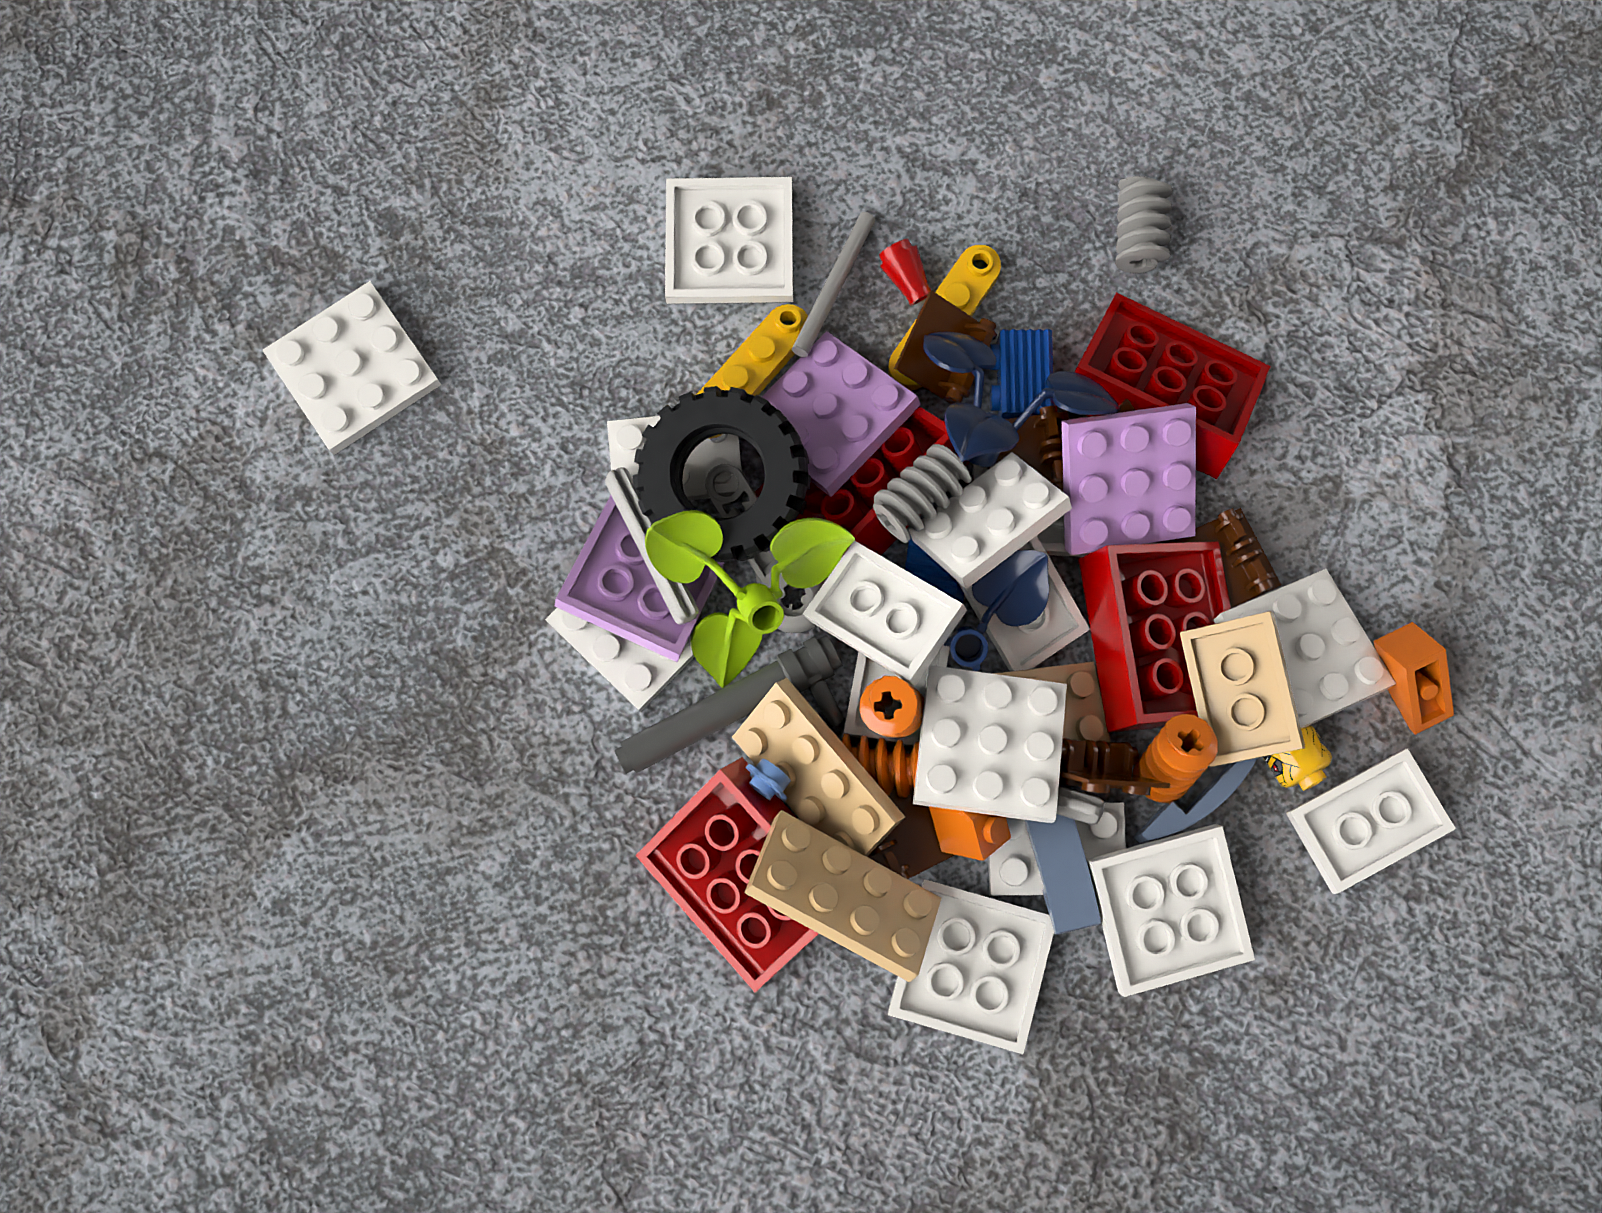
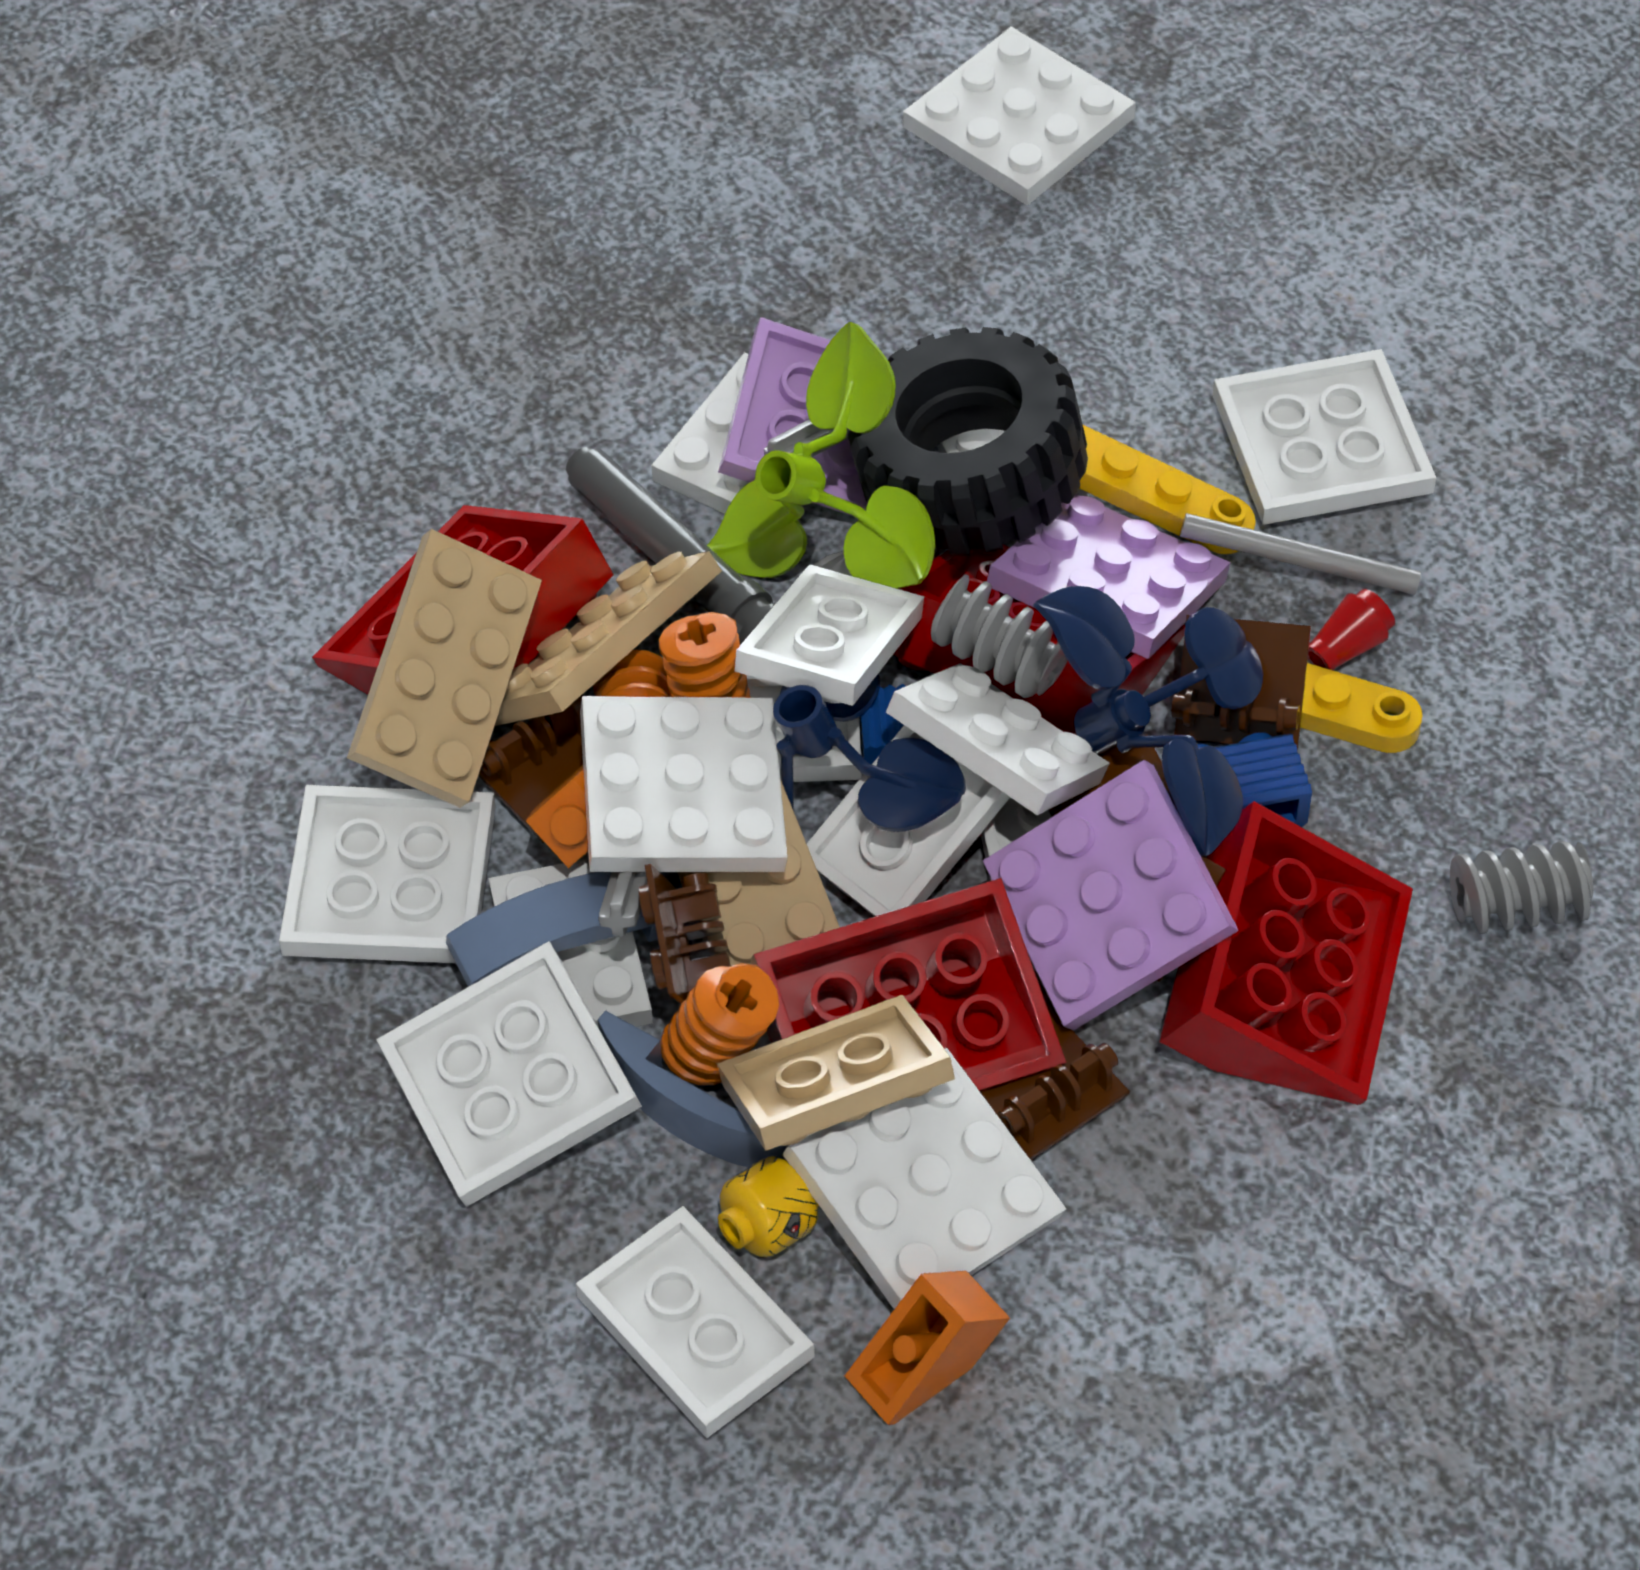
camera: 75 degrees right, 25 degrees down
(768, 780) = (582, 578): medium blue plate -> none

